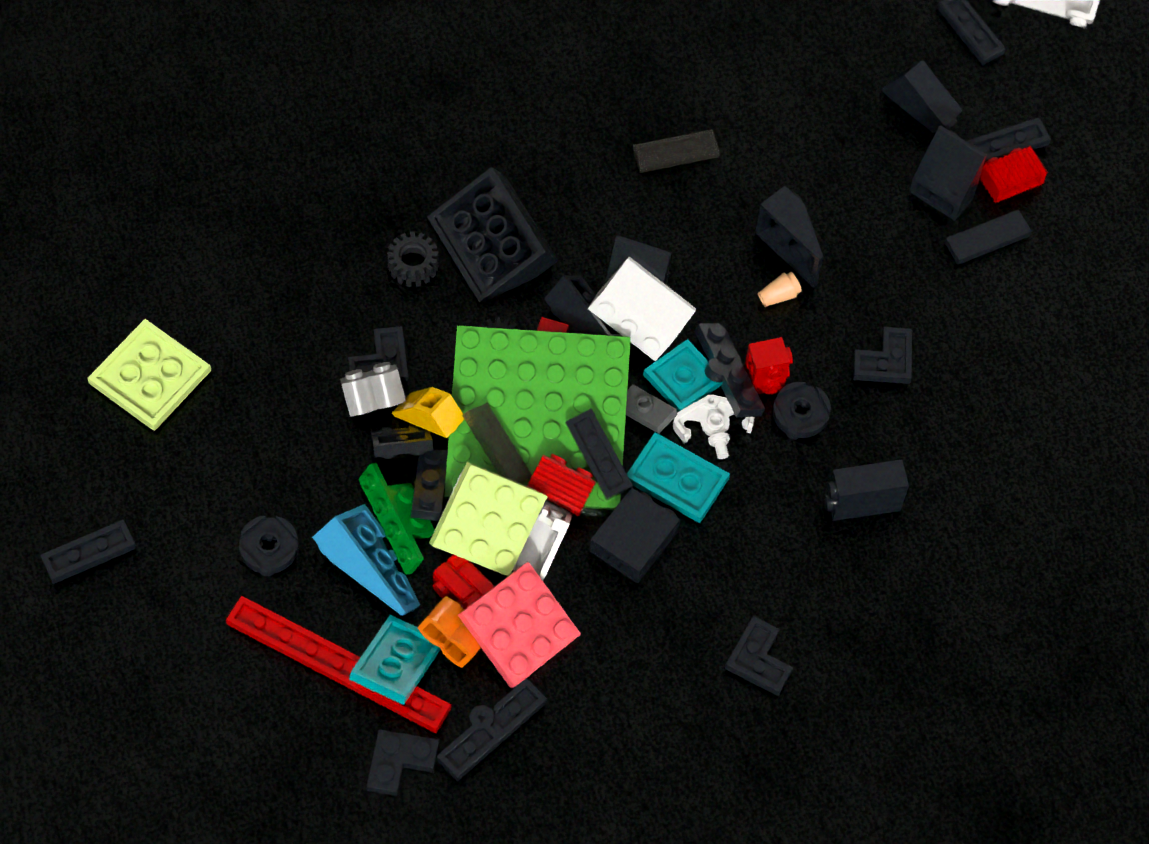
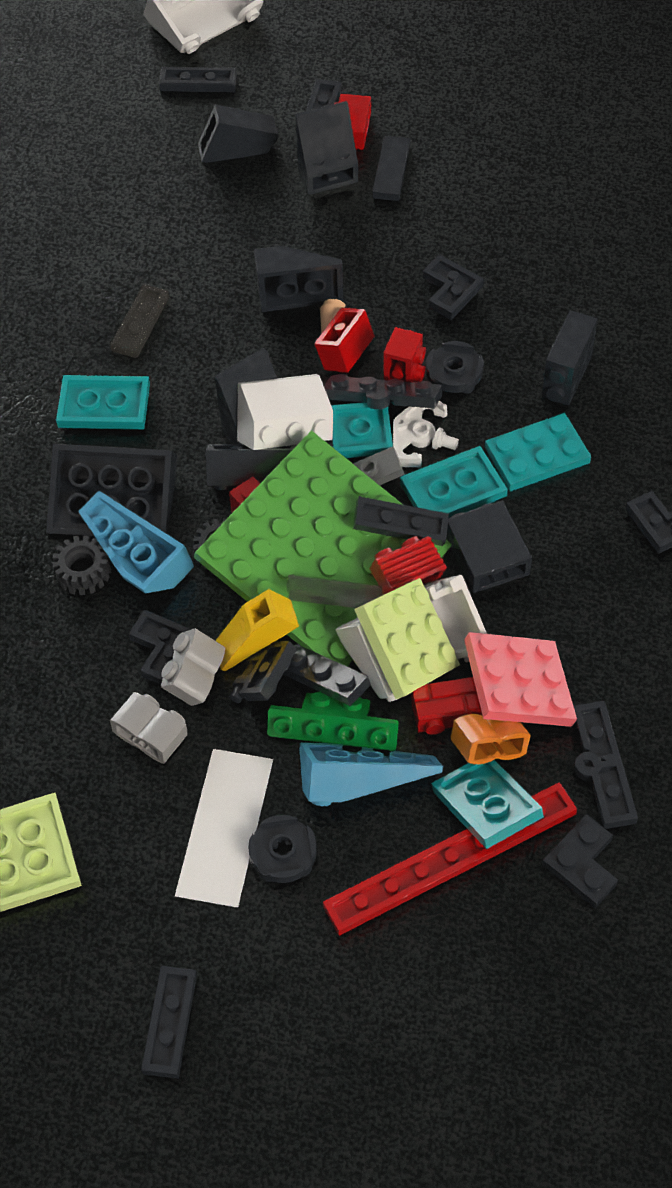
camera: 50 degrees left, 5 degrees down
(265, 493) = (222, 828): none -> white sticker
(306, 392) = (149, 727): none -> light grey brick
(447, 288) = (136, 547): none -> dark azure wedge
(573, 176) = (103, 402): none -> teal plate
(760, 310) = (344, 339): none -> red brick
(762, 522) = (537, 452): none -> teal plate

